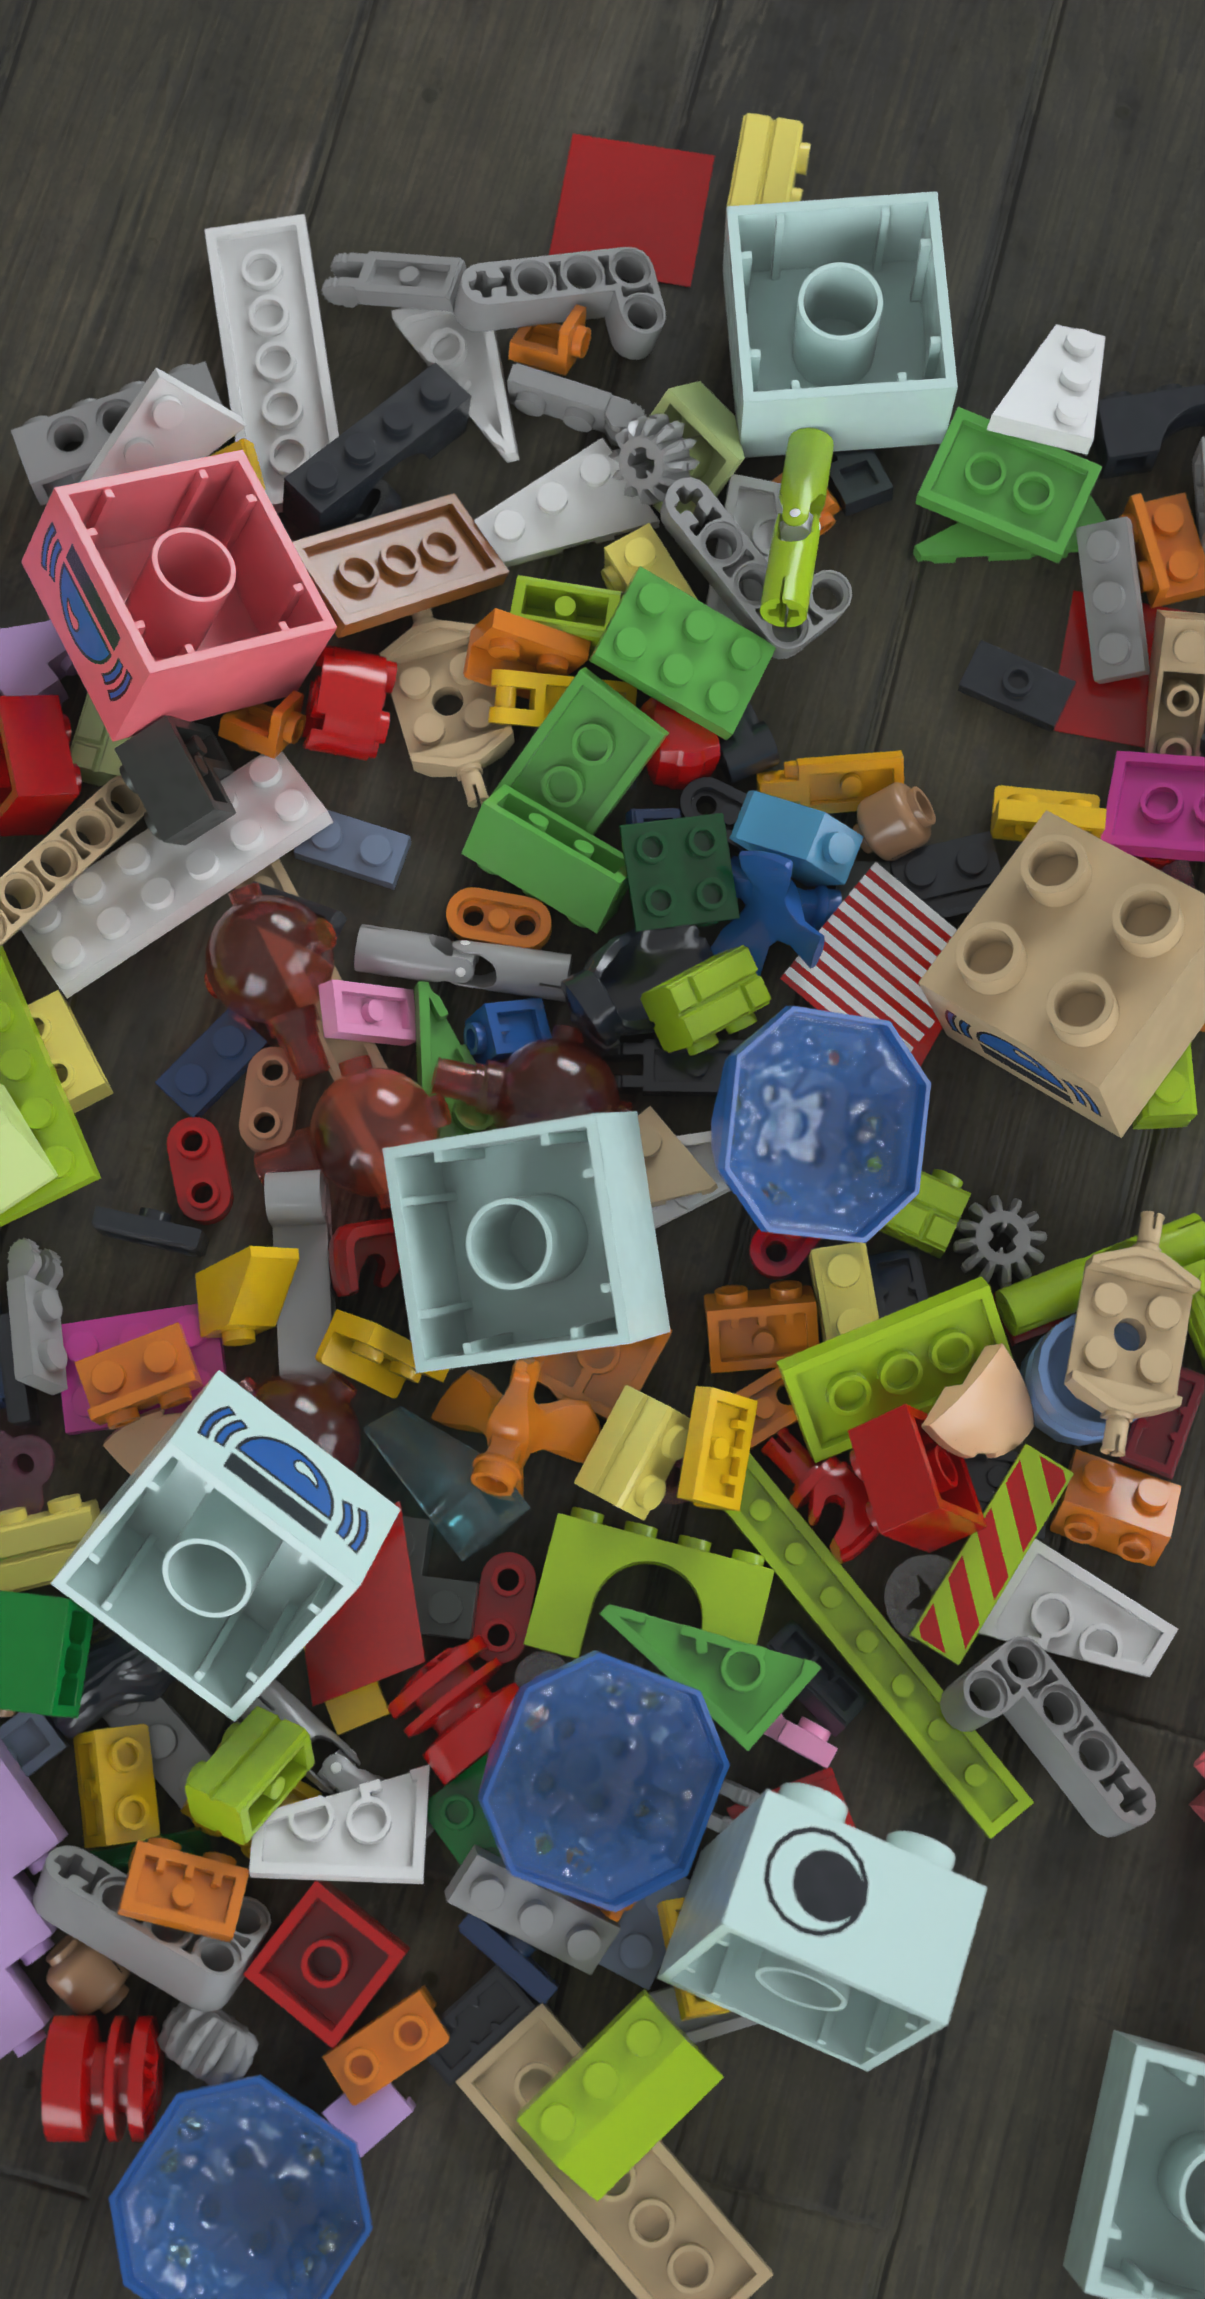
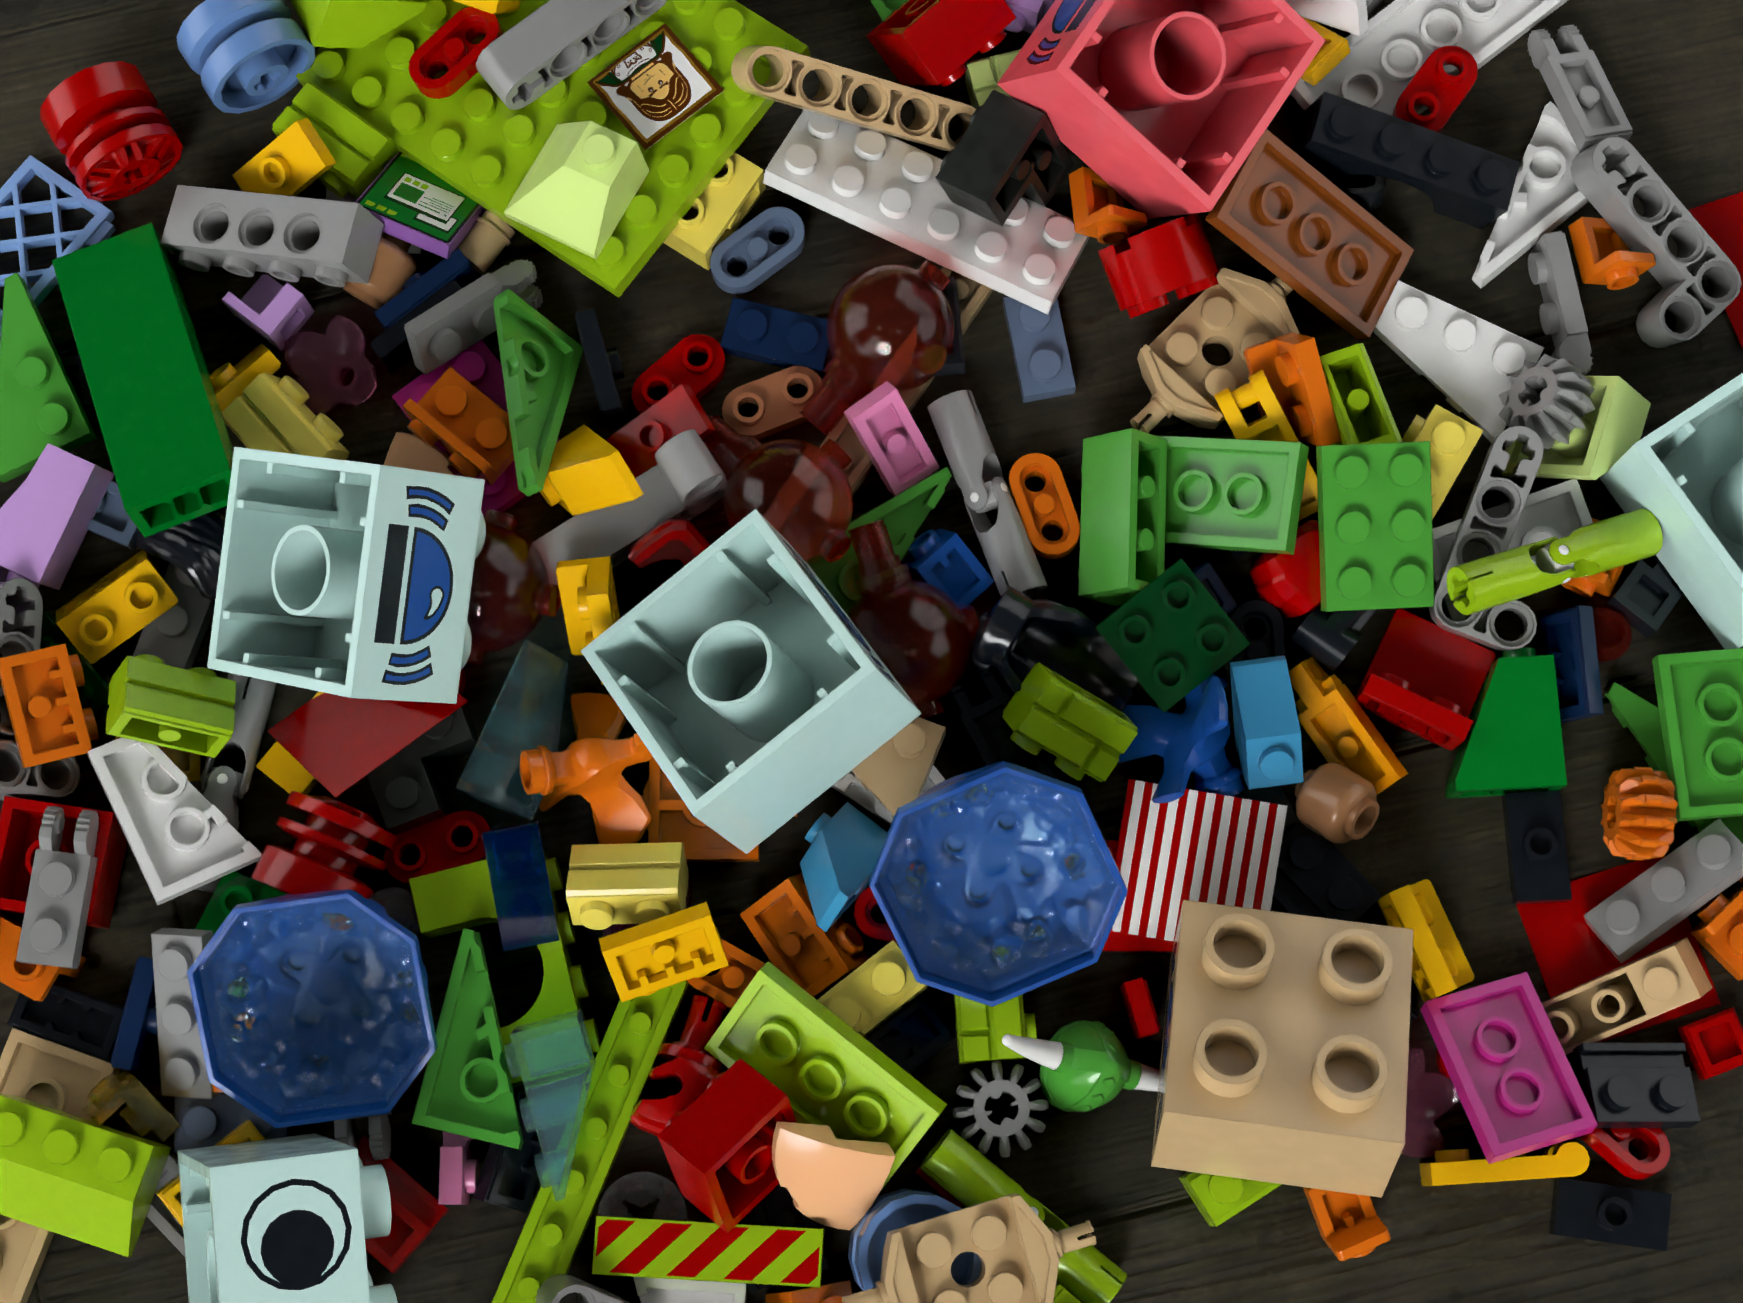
camera: 60 degrees right, 0 degrees up
(124, 1040) = (754, 249): none -> sand blue plate
(134, 1289) = (538, 380): none -> bright green wing
(241, 1205) = (658, 424): none -> red plate
(328, 392) = (1437, 89): none -> red plate
(366, 1967) = (59, 892): none -> light grey hinge
(587, 2001) = (141, 1111): none -> clear yellow bracket
(589, 1544) = (520, 886): none -> clear blue slope
(718, 1257) = (839, 861): none -> dark azure slope
(779, 1599) = (557, 1078): none -> clear light blue slope
(829, 693) = (1425, 679): none -> red bracket
(869, 532) = (1611, 633): none -> clear red plate
(883, 570) = (1572, 641): none -> dark blue plate
(910, 648) = (1513, 732): none -> green slope
(977, 1079) = (1140, 1008): none -> red tile
(1003, 1149) = (1083, 1066): none -> bright green helmet
(1037, 587) = (1639, 813): none -> orange gear

